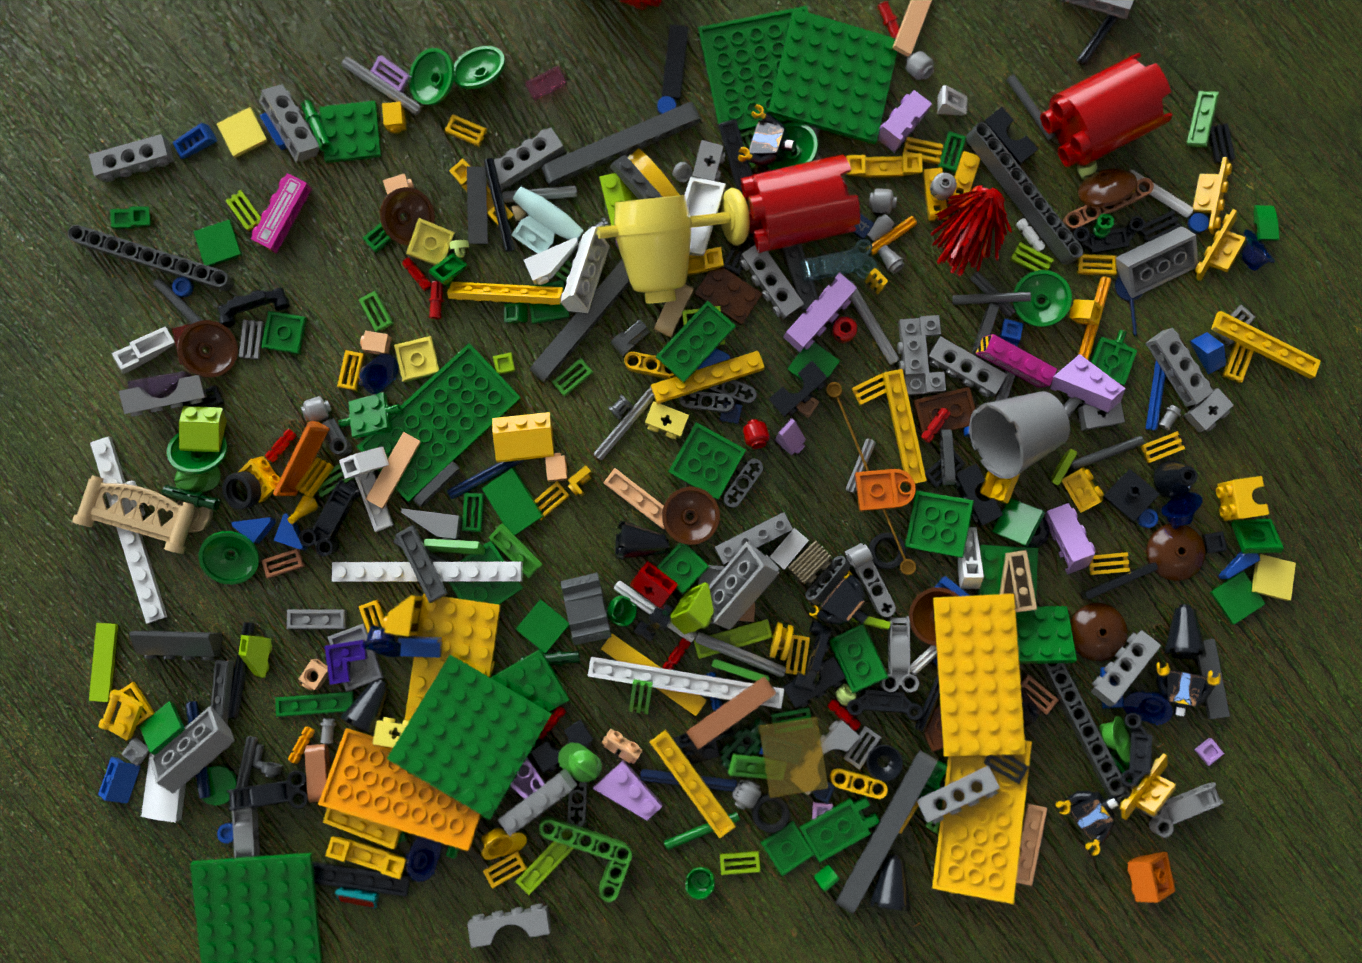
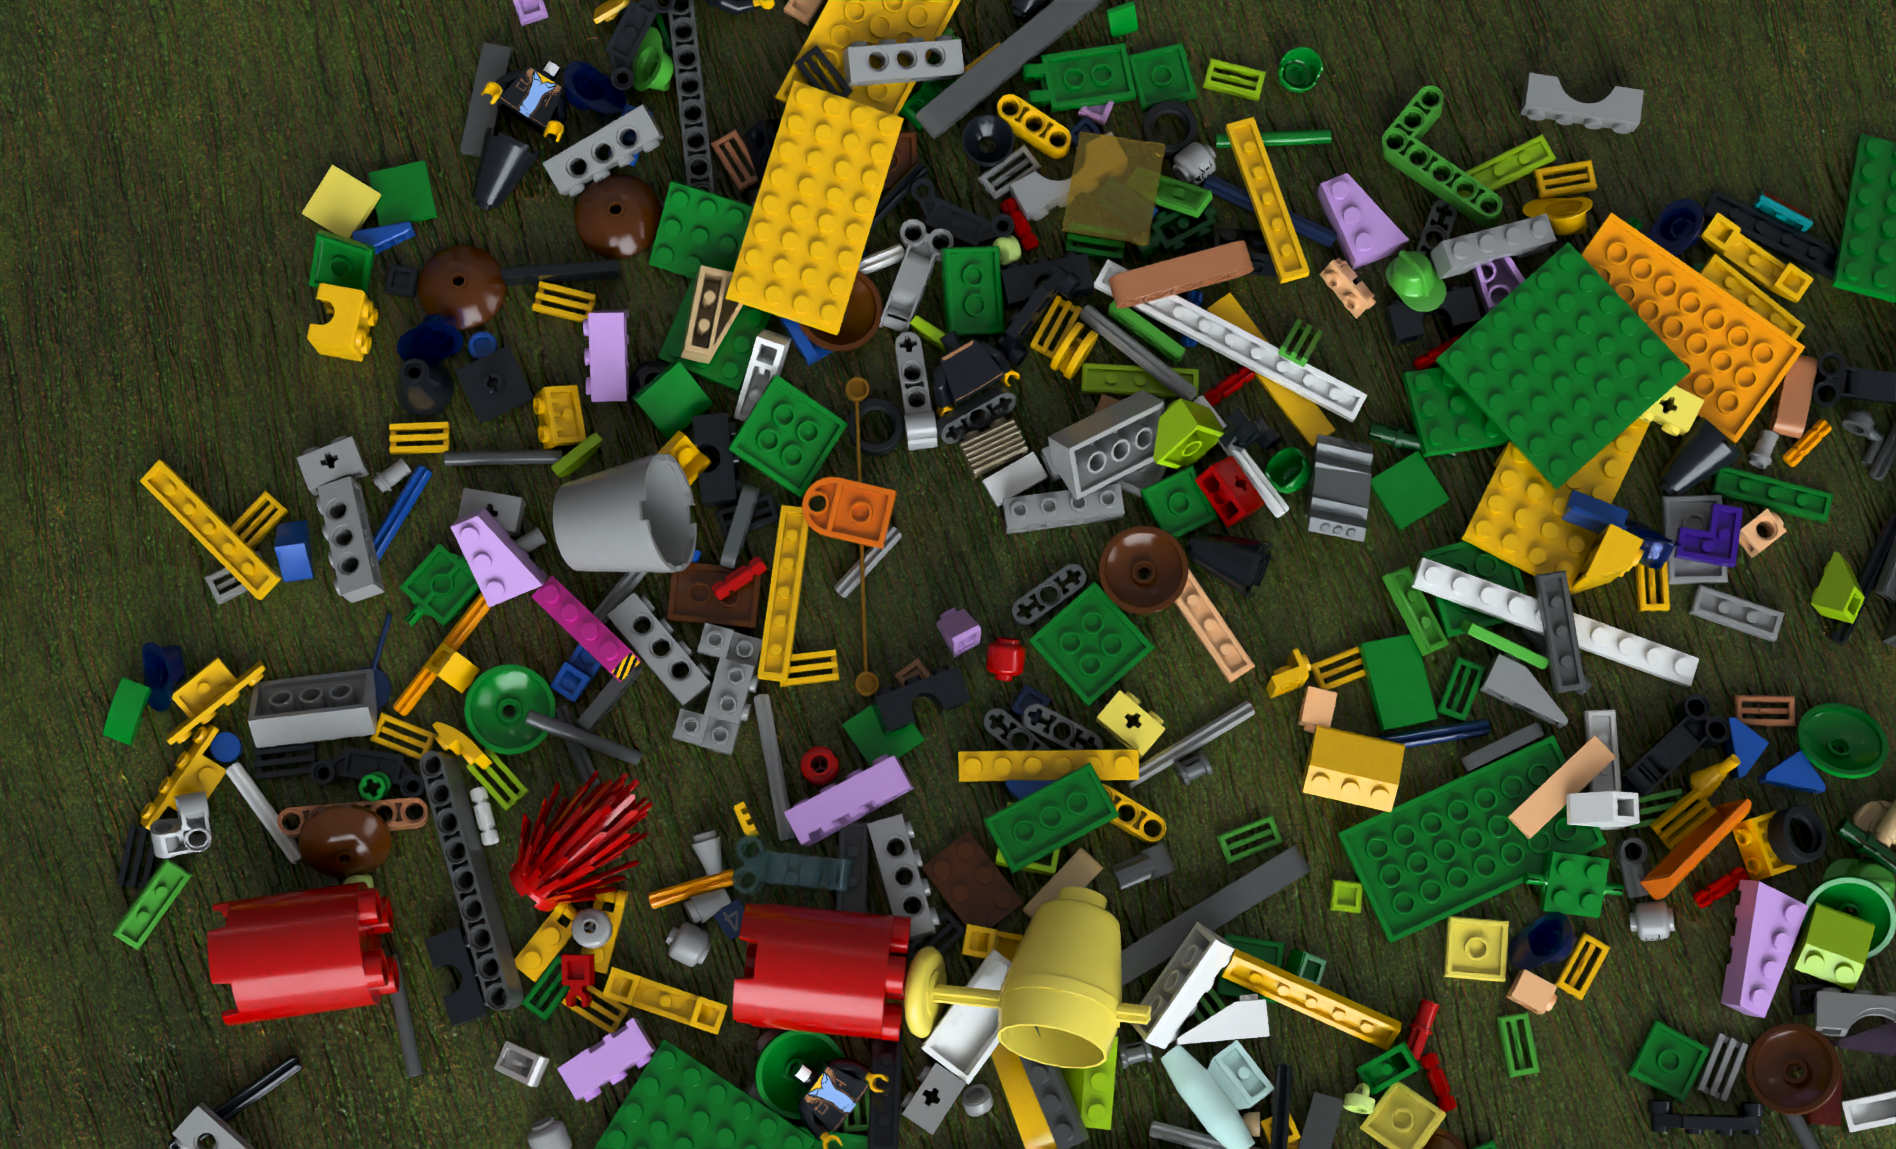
camera: 165 degrees left, 5 degrees down
(245, 414) = (1761, 946): none -> lavender wedge
(939, 160) = (578, 973): none -> red plate
(1067, 270) = (460, 744): none -> yellow slope
(1201, 164) = (174, 835): none -> light grey piece

